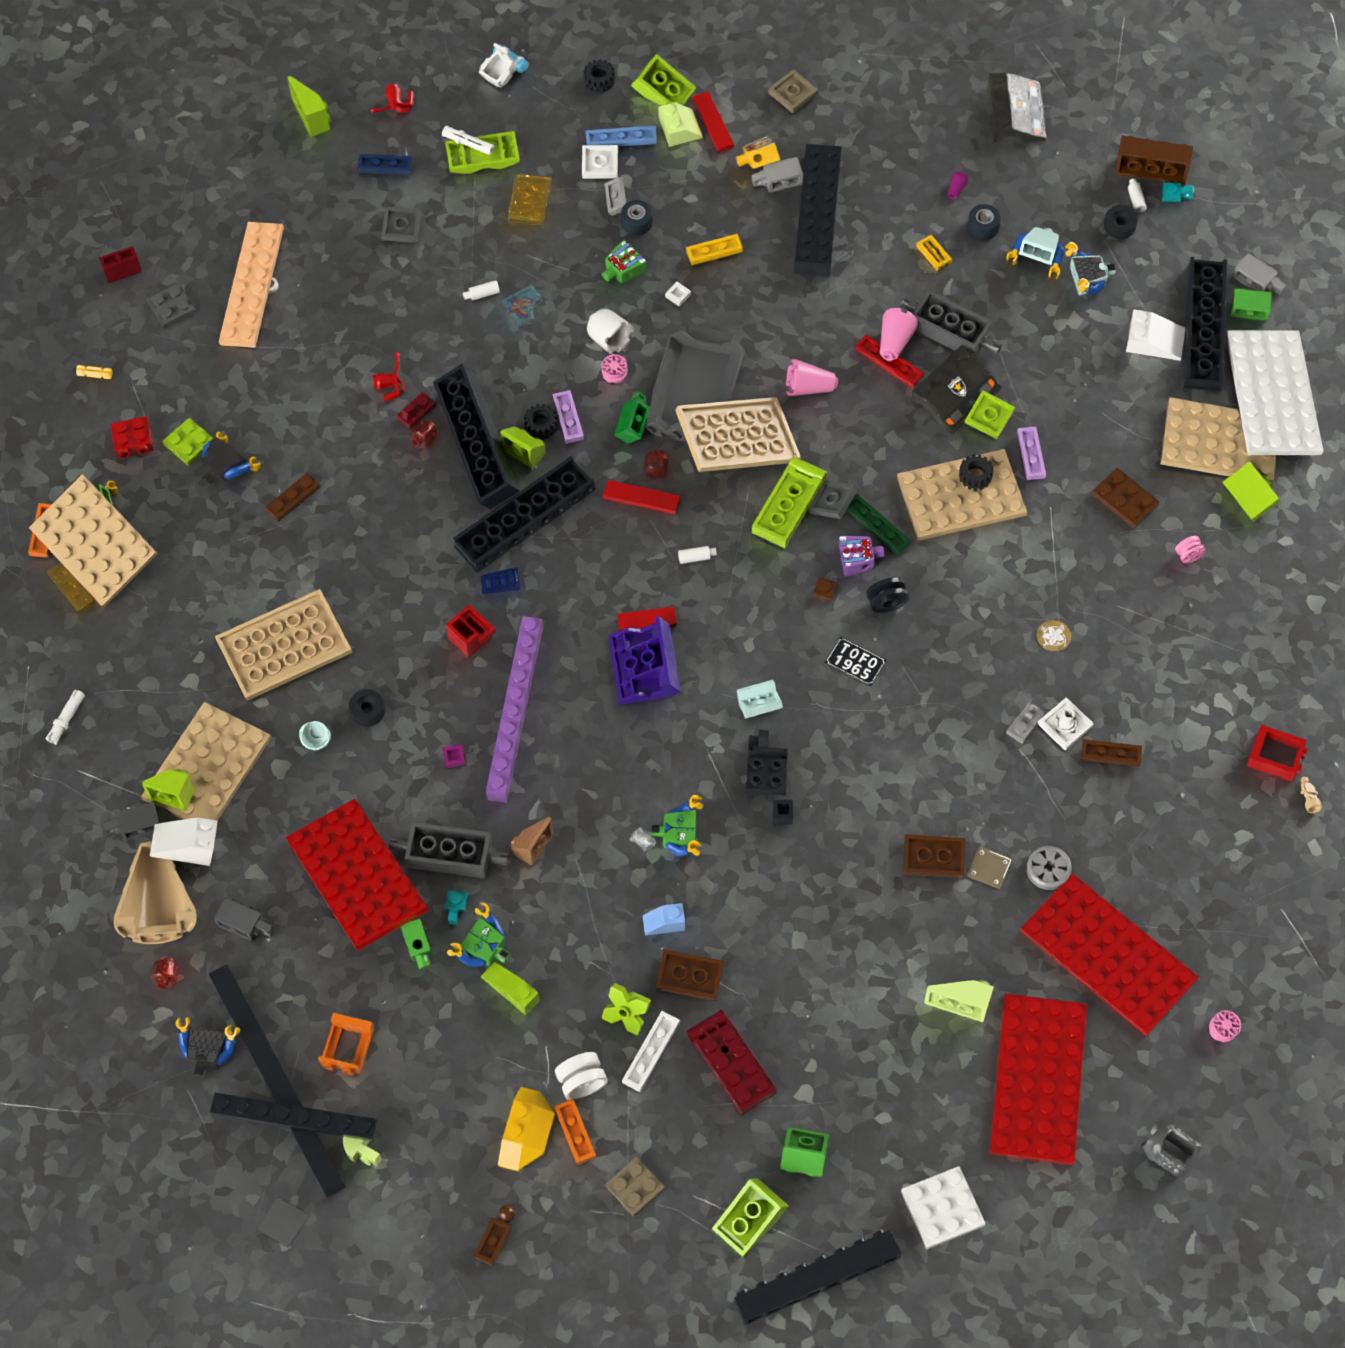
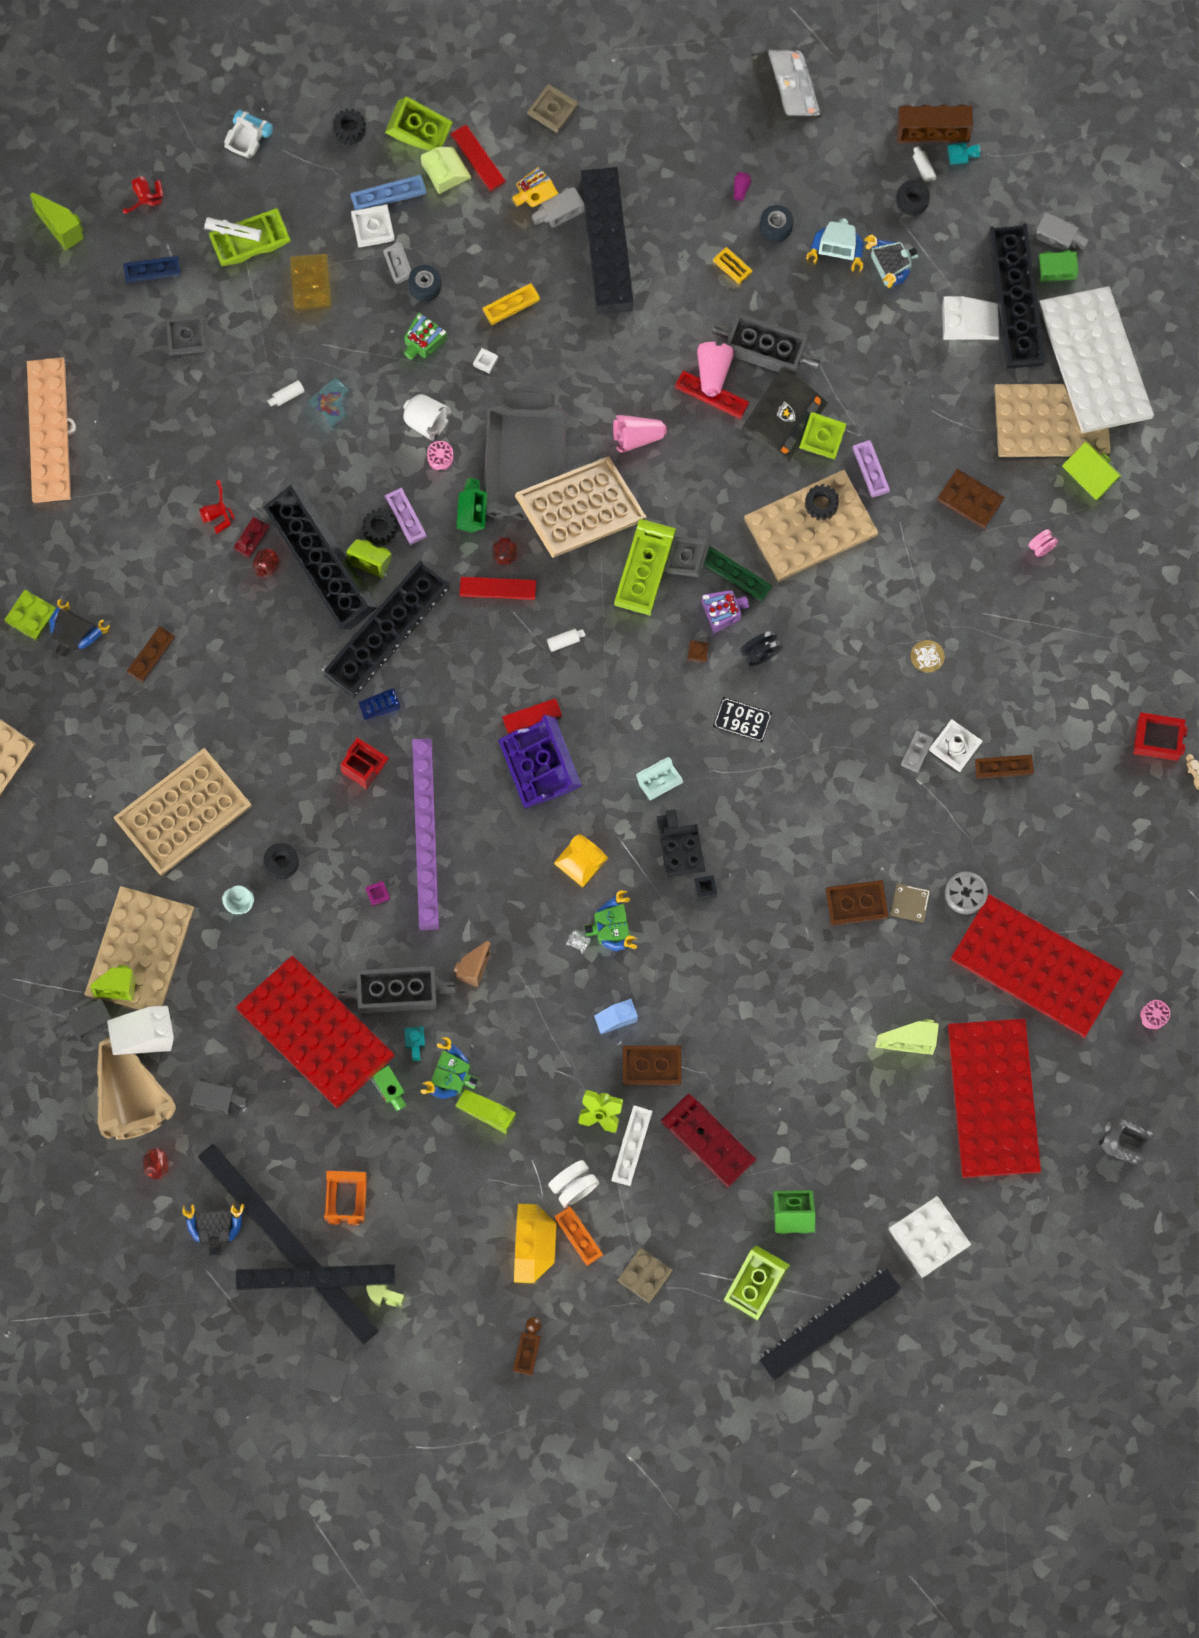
camera: 15 degrees left, 10 degrees up
(664, 762) = (581, 860): none -> yellow slope

